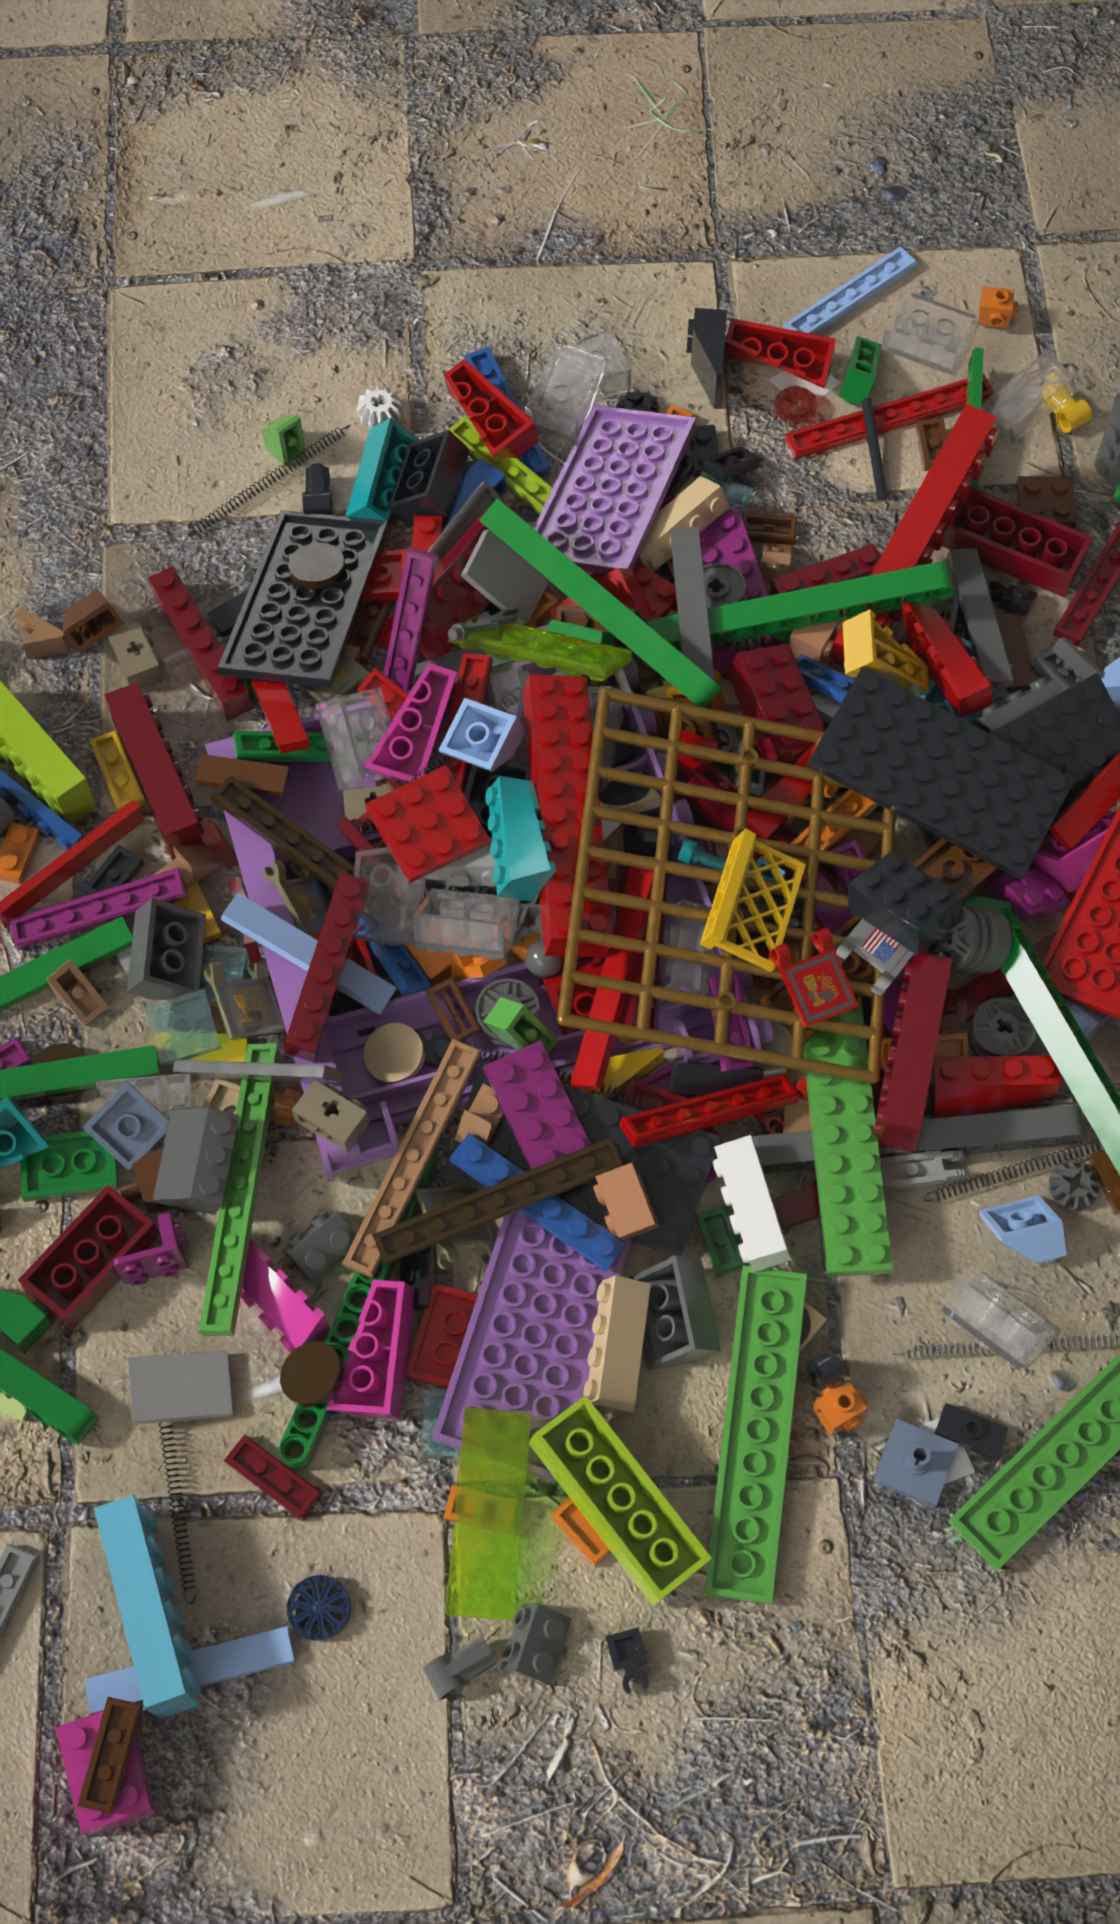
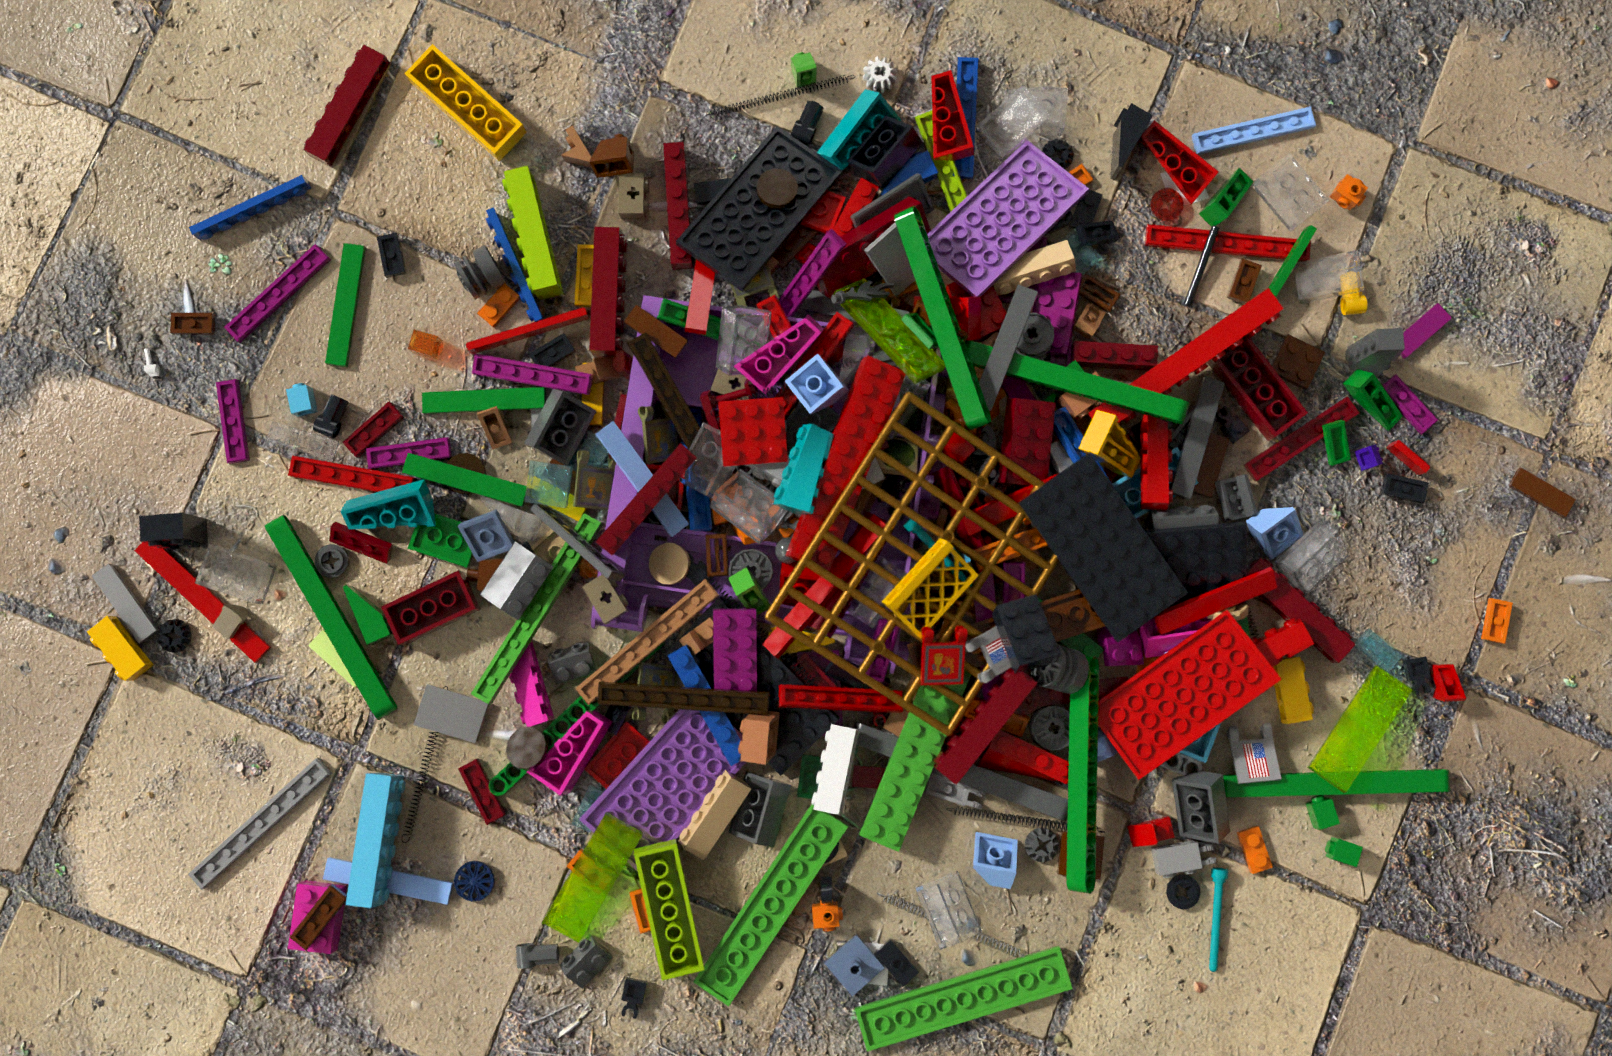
camera: 25 degrees right, 20 degrees up
(158, 1261) = (482, 625): magenta bracket -> none

